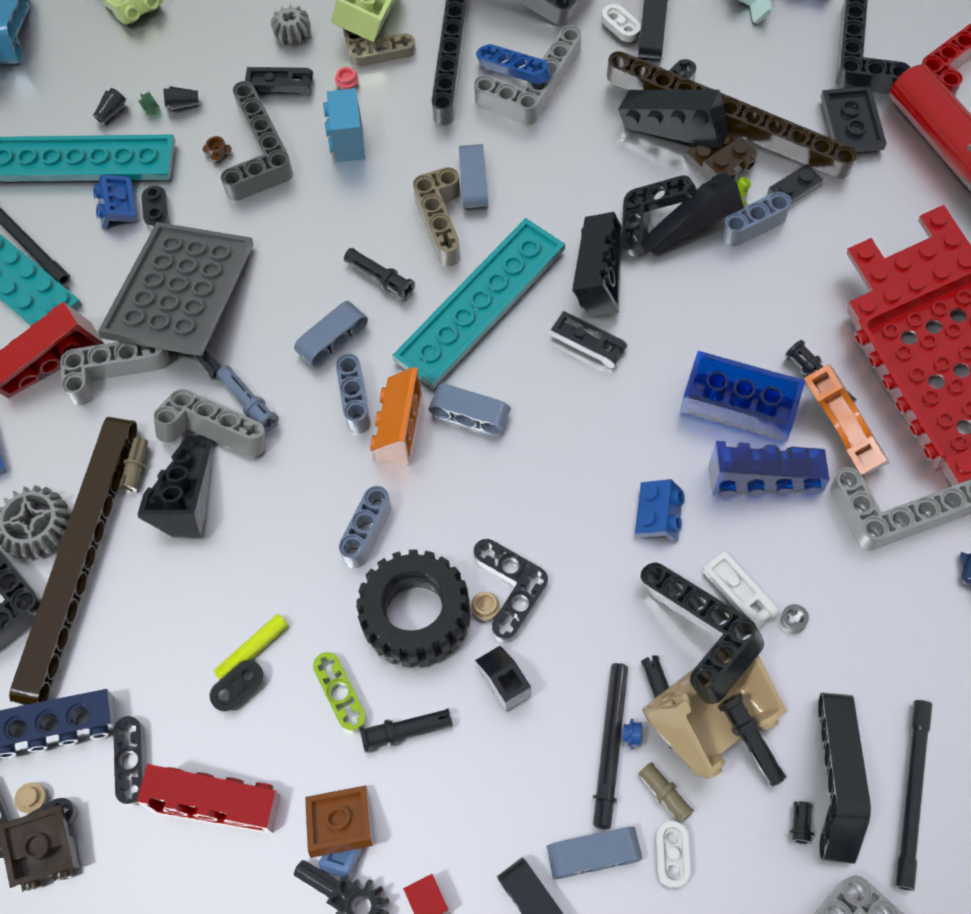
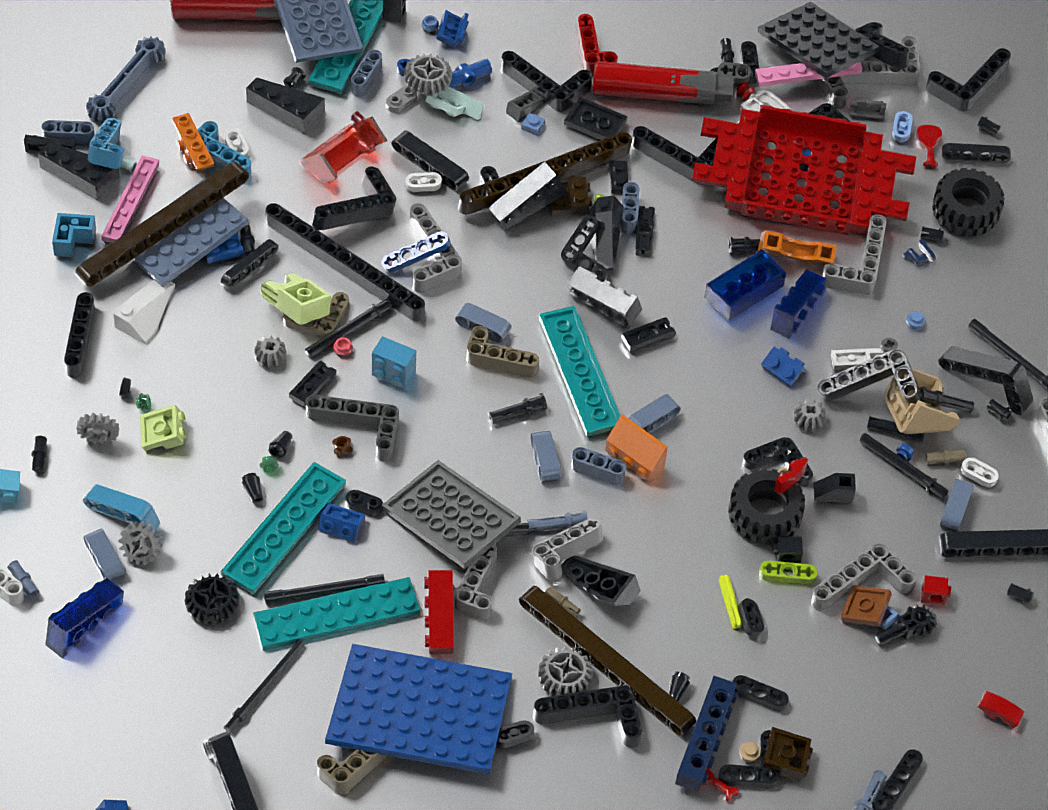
camera: 65 degrees left, 10 degrees down
(85, 656) = (678, 684): none -> black cone
(209, 798) = (813, 659): red wedge -> none
(365, 514) = (696, 513): sand blue beam -> none
(370, 673) = (788, 549): none -> black brick
(374, 69) = (370, 314): none -> black axle
(389, 785) = (860, 573): none -> light grey beam
(391, 732) = (830, 559): black pin -> none
(464, 609) = (795, 472): none -> red slope
(591, 577) = (809, 415): none -> light grey gear
(724, 260) = (643, 240): none -> black piece
(794, 70) = (533, 123): none -> medium blue plate
(805, 44) = (522, 105): none -> dark grey slope
(865, 627) = (915, 320): none -> medium blue plate
(872, 207) = (670, 153): none -> black beam

